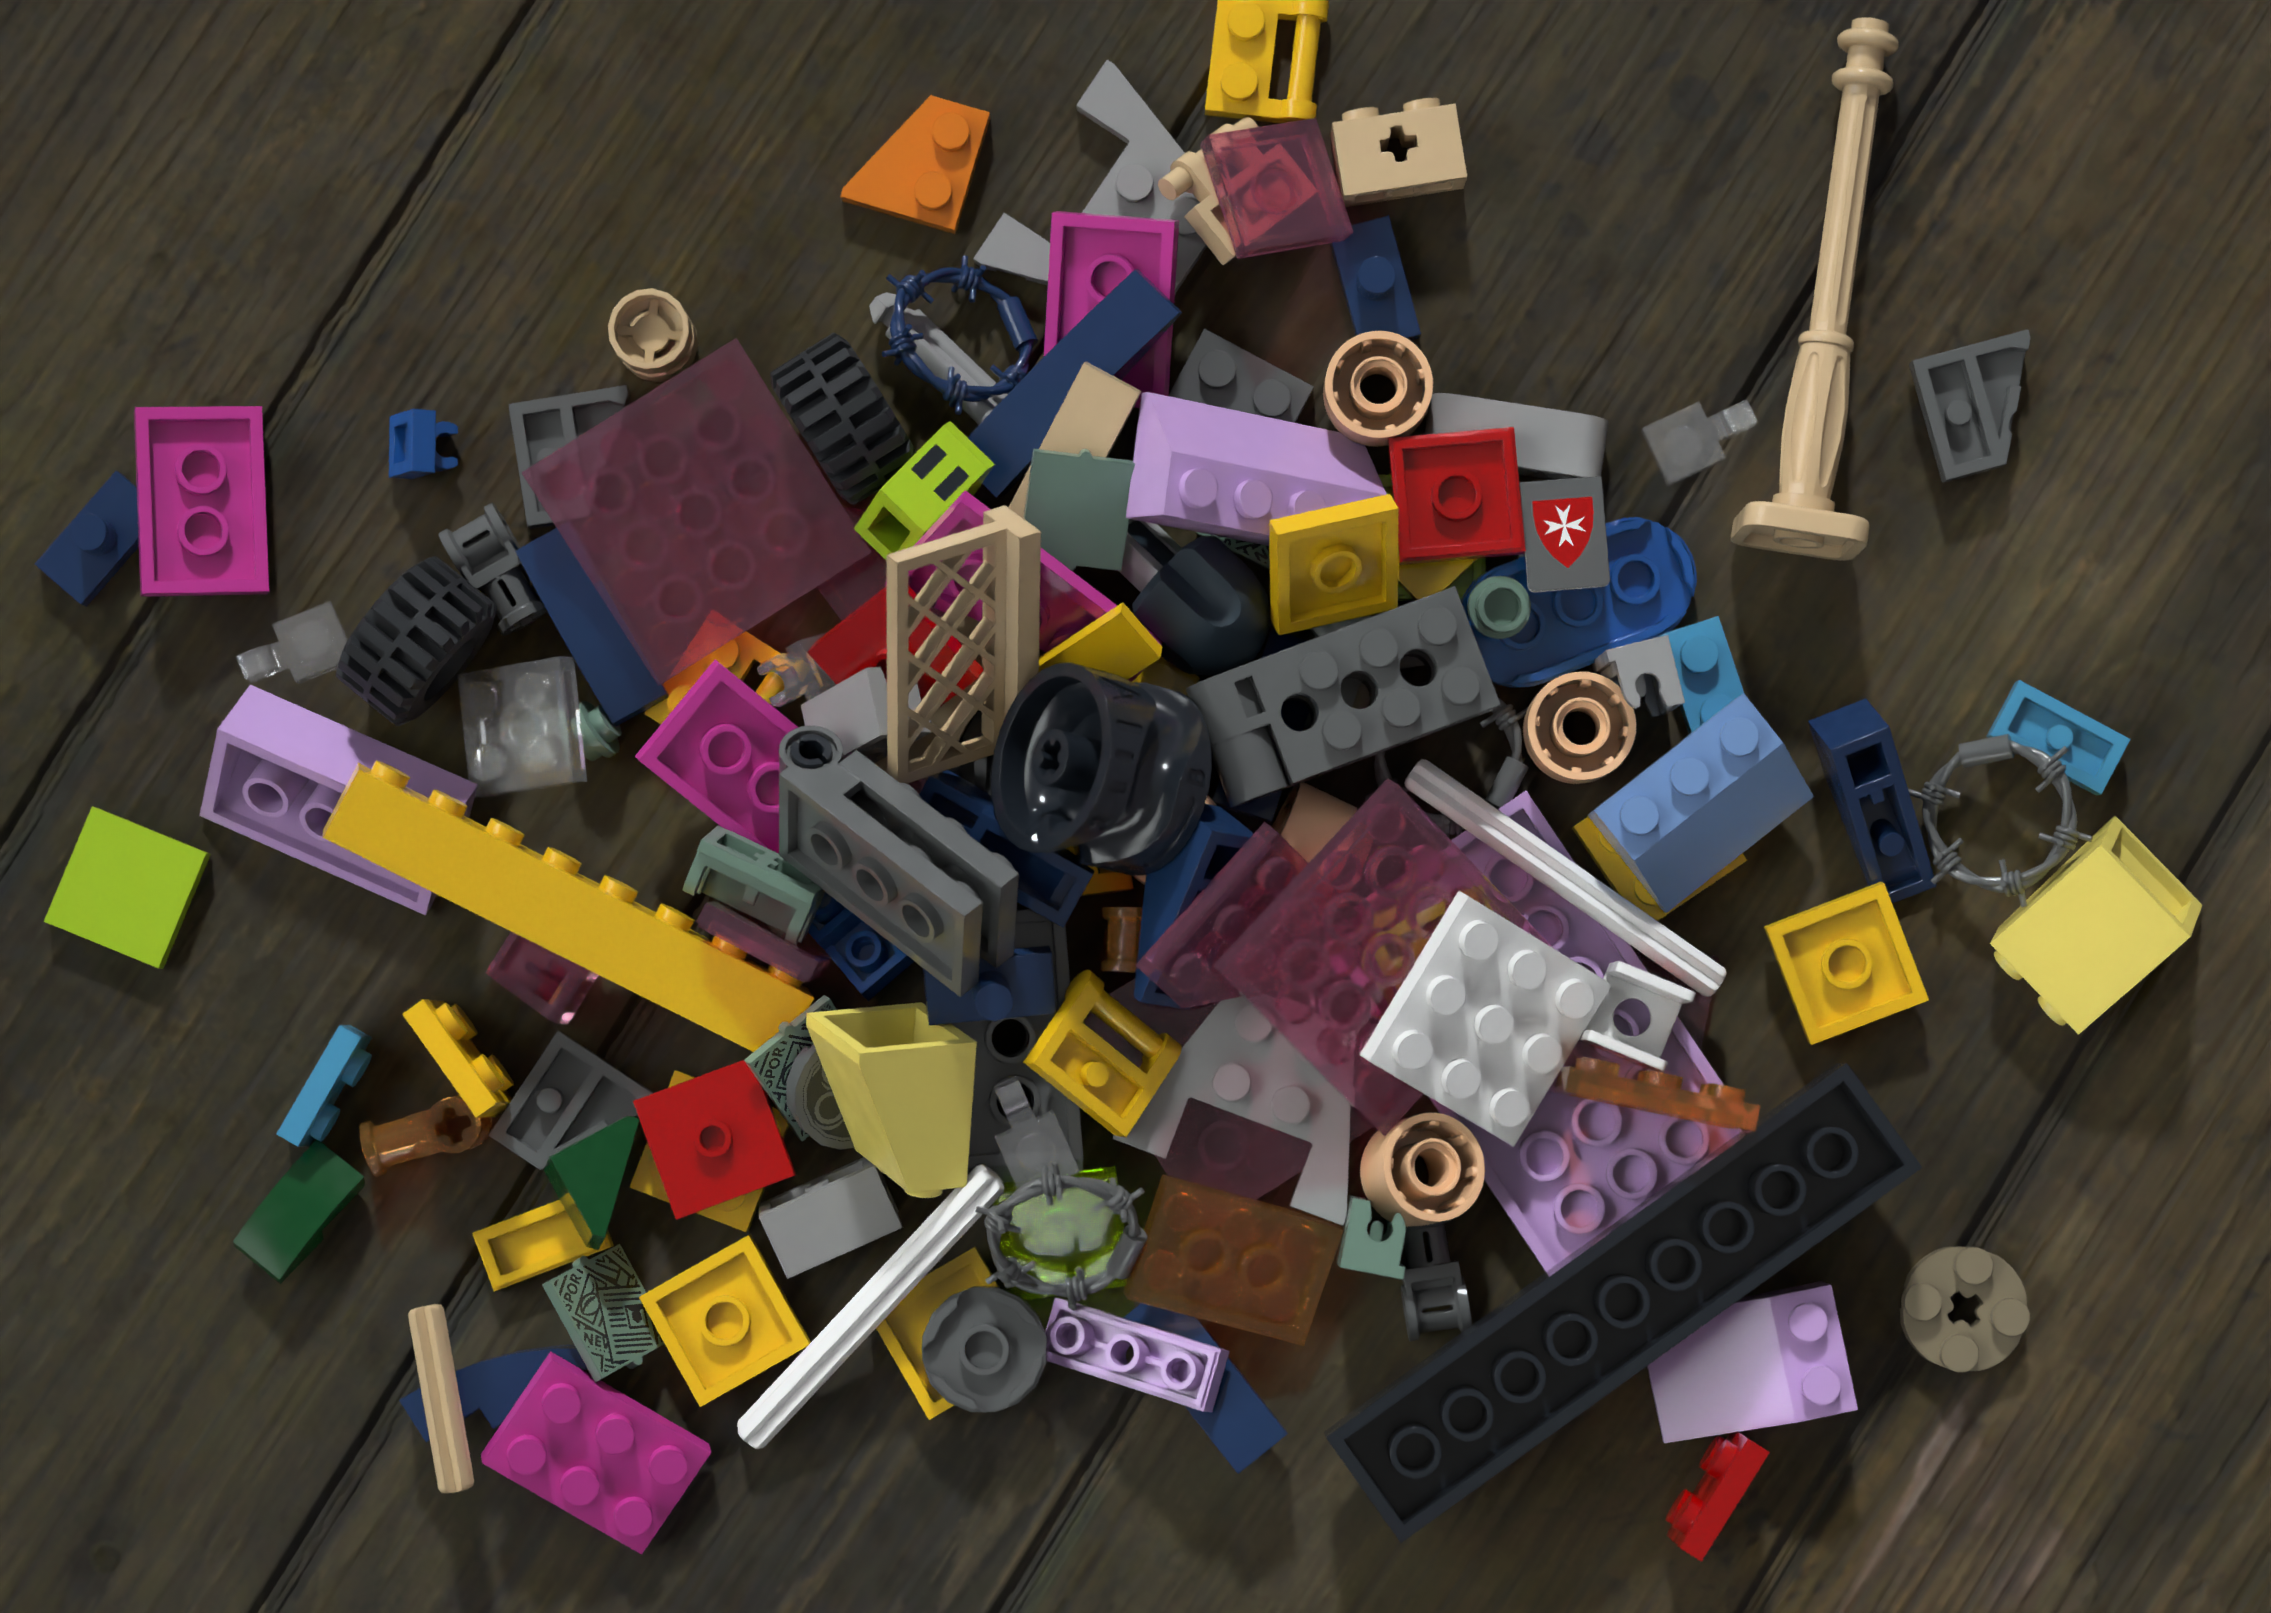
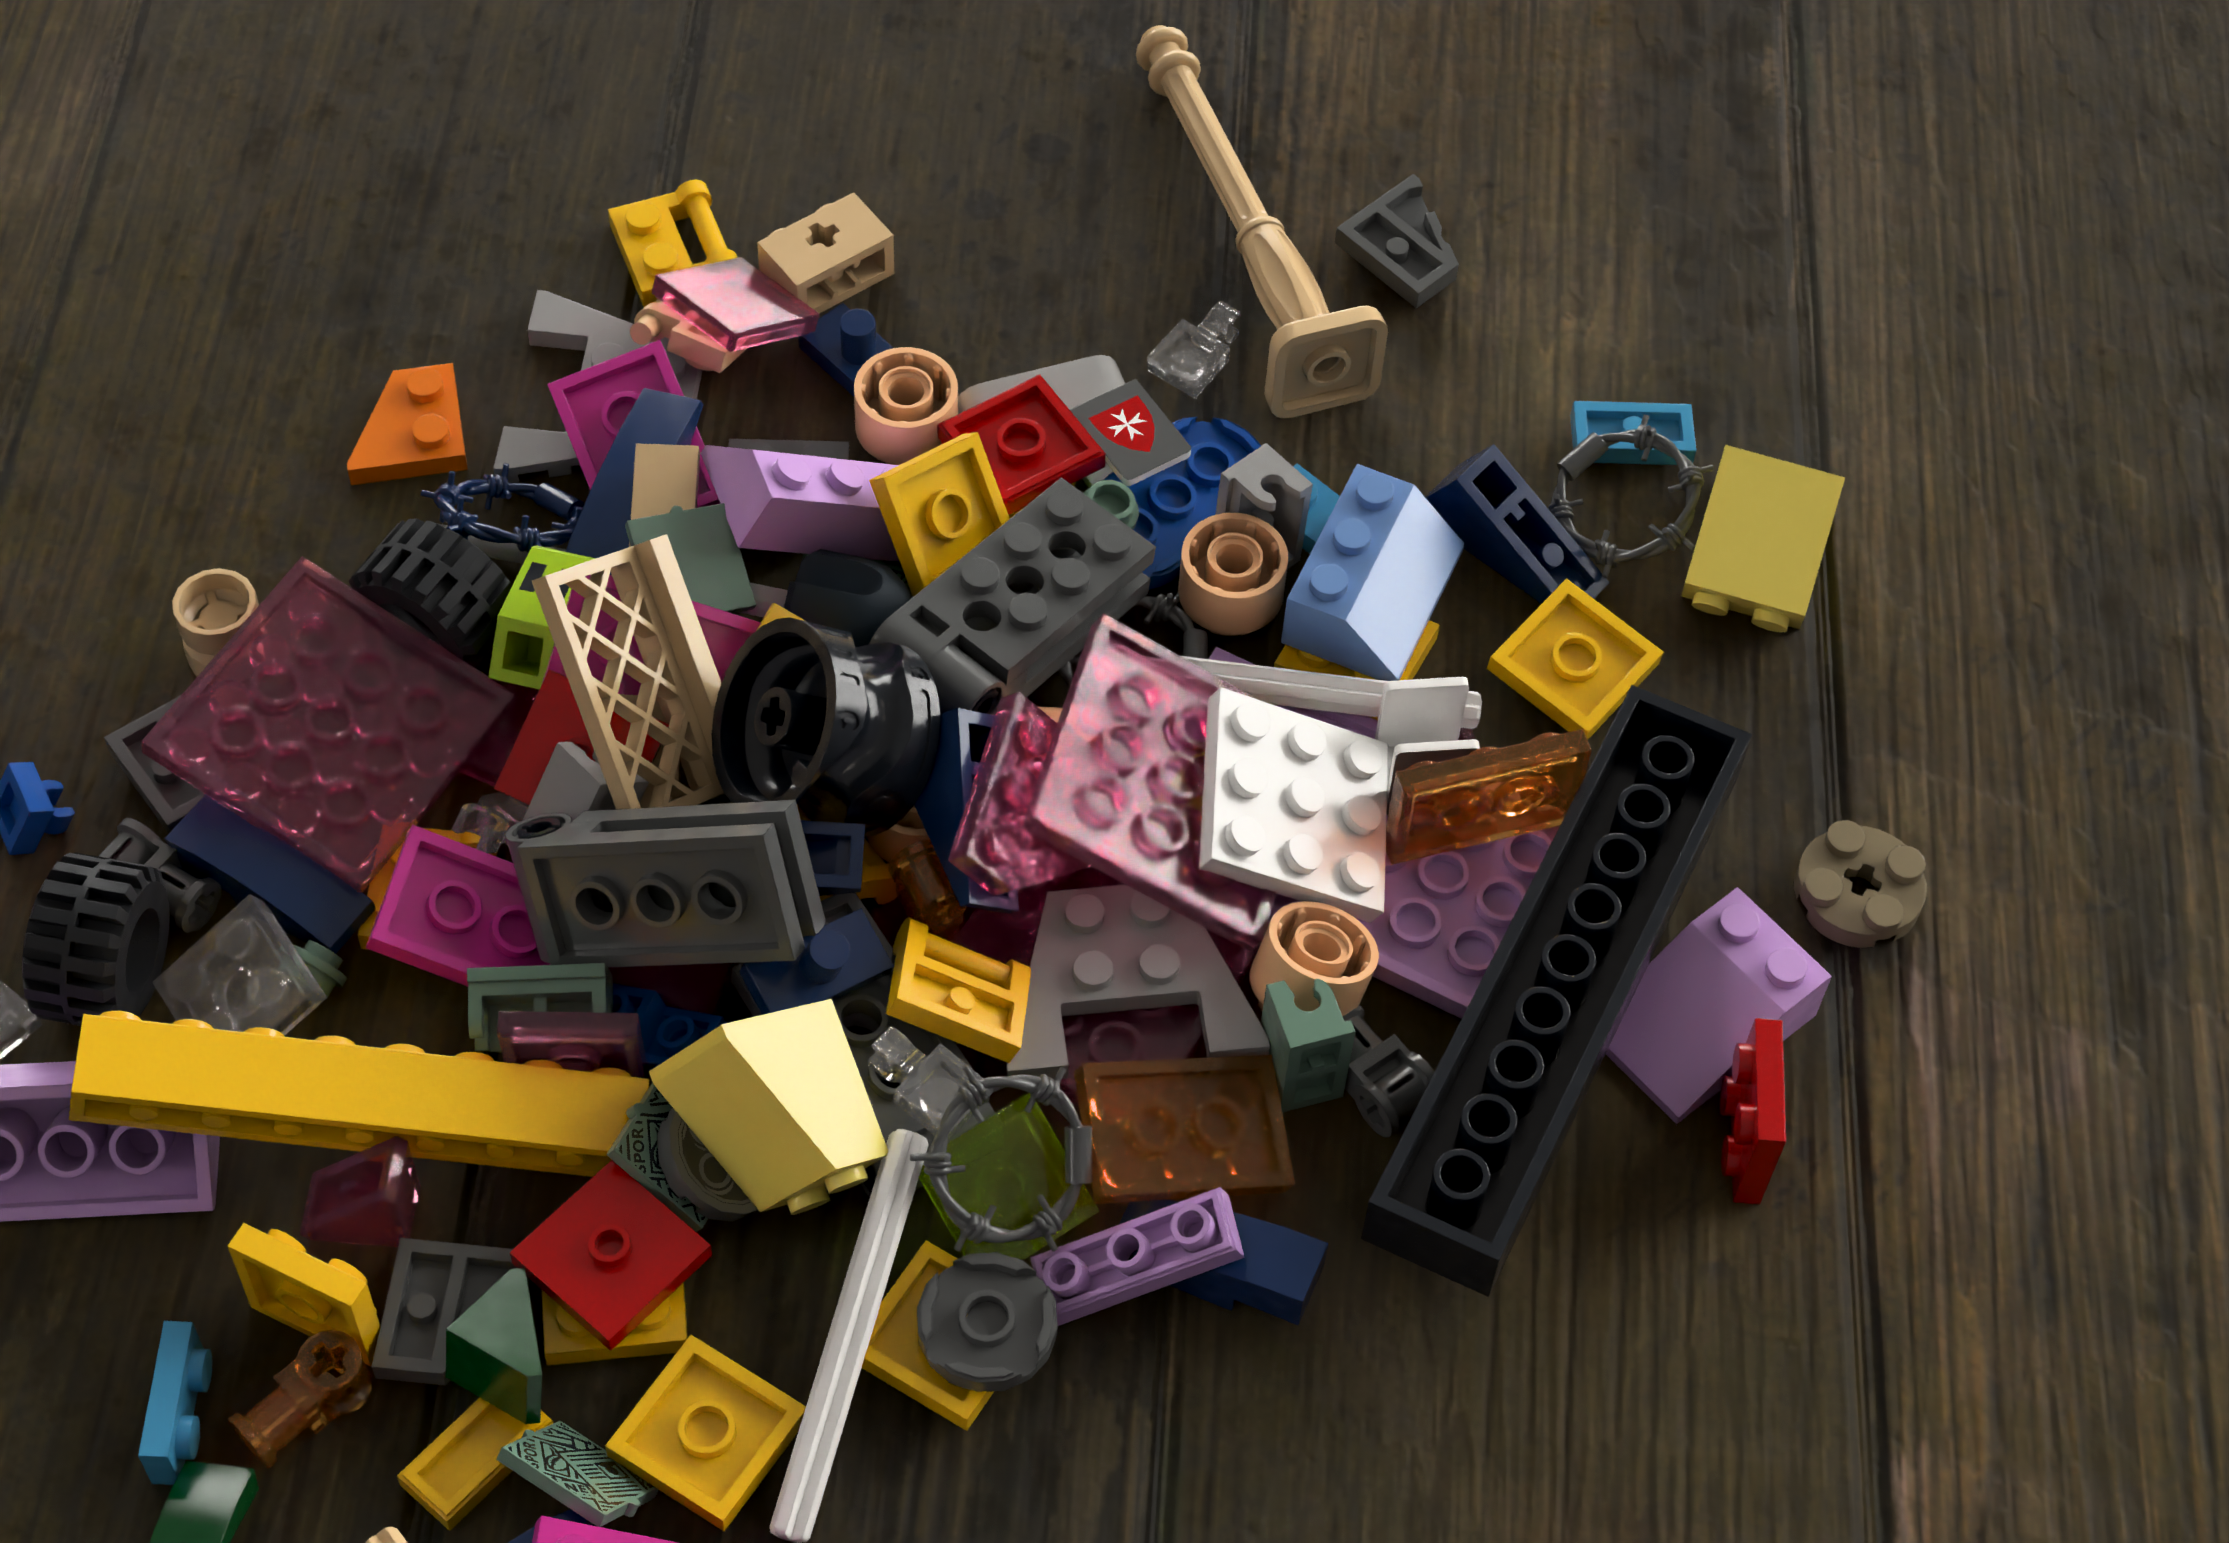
camera: 40 degrees left, 30 degrees down
(829, 1216) = (763, 1281): light grey hinge -> none

